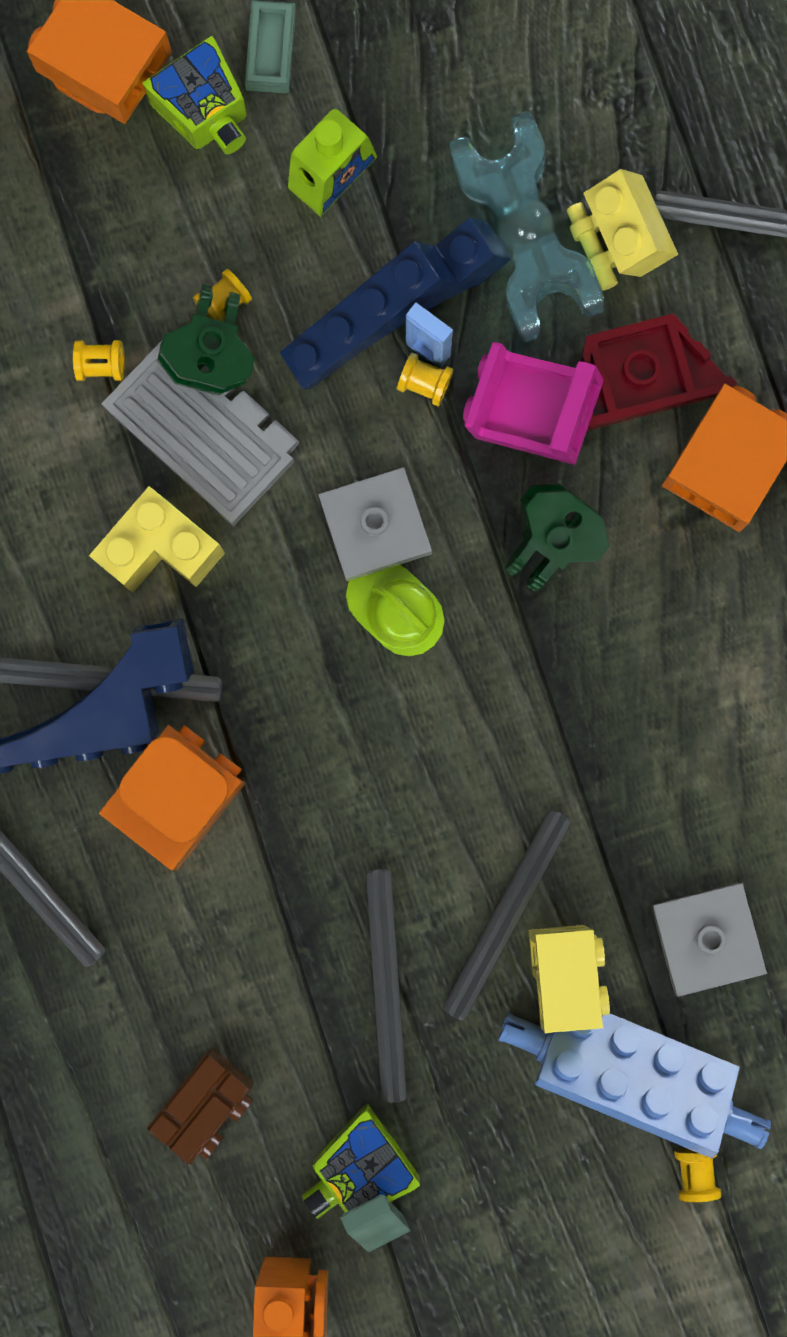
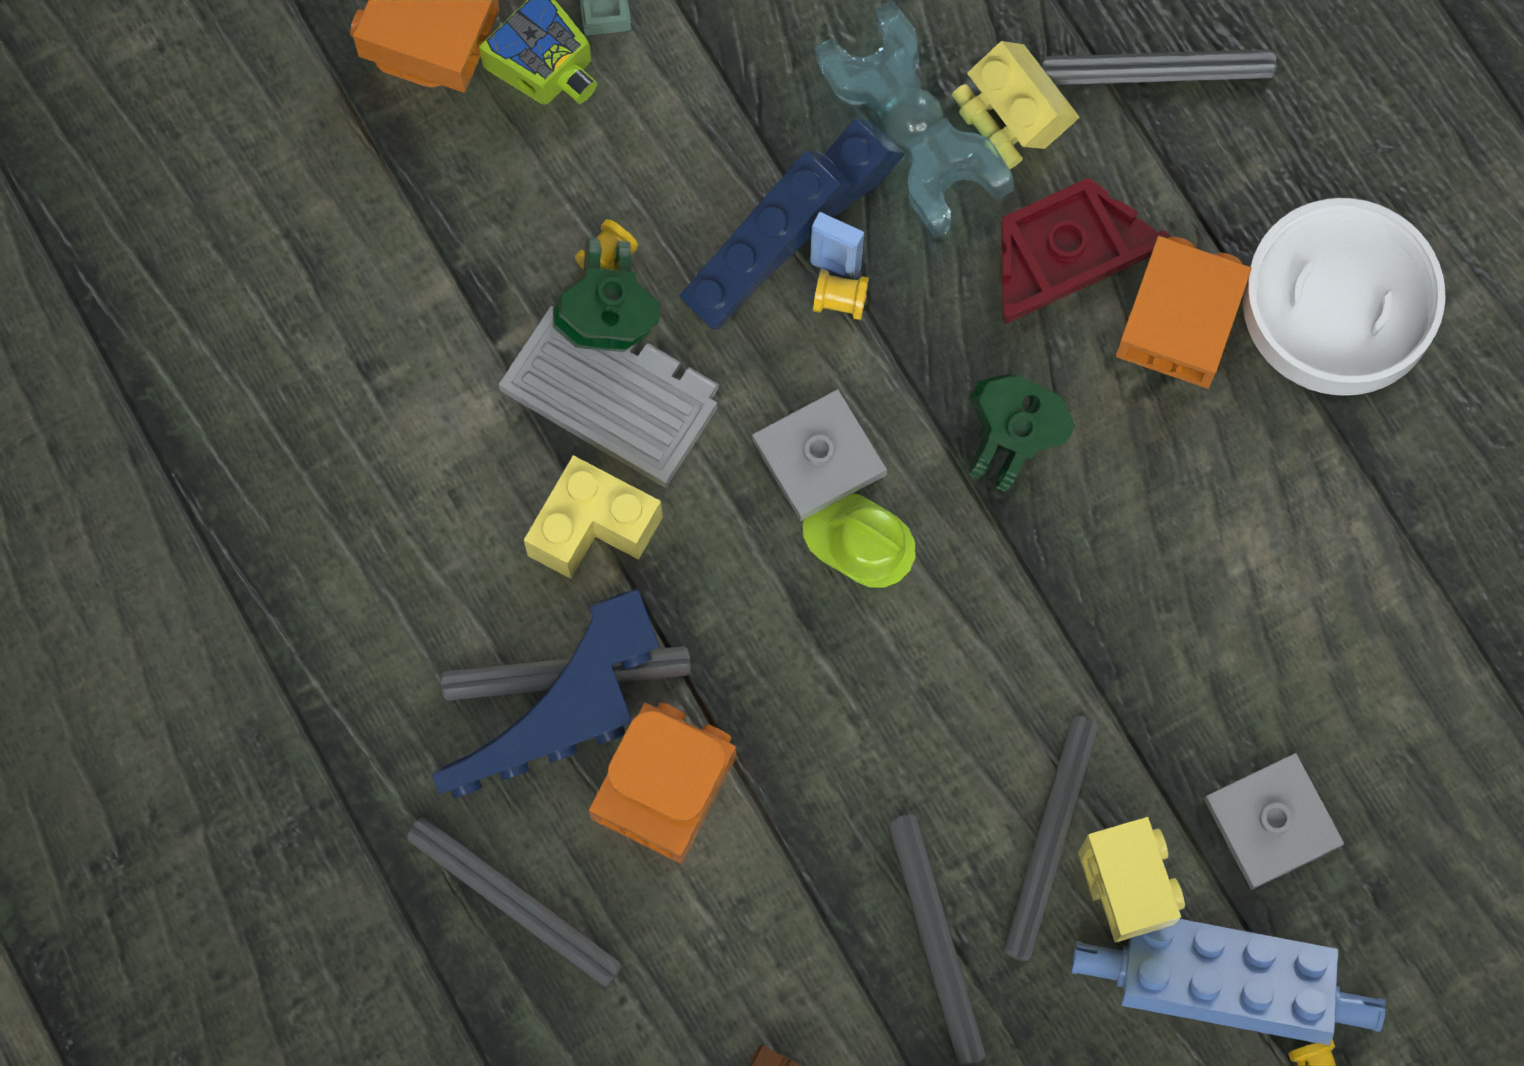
camera: 15 degrees left, 10 degrees down
(85, 368) = (502, 346): yellow bush -> none
(333, 156) = (698, 84): lime torso -> none
(532, 404) = (961, 297): dark pink panel -> none

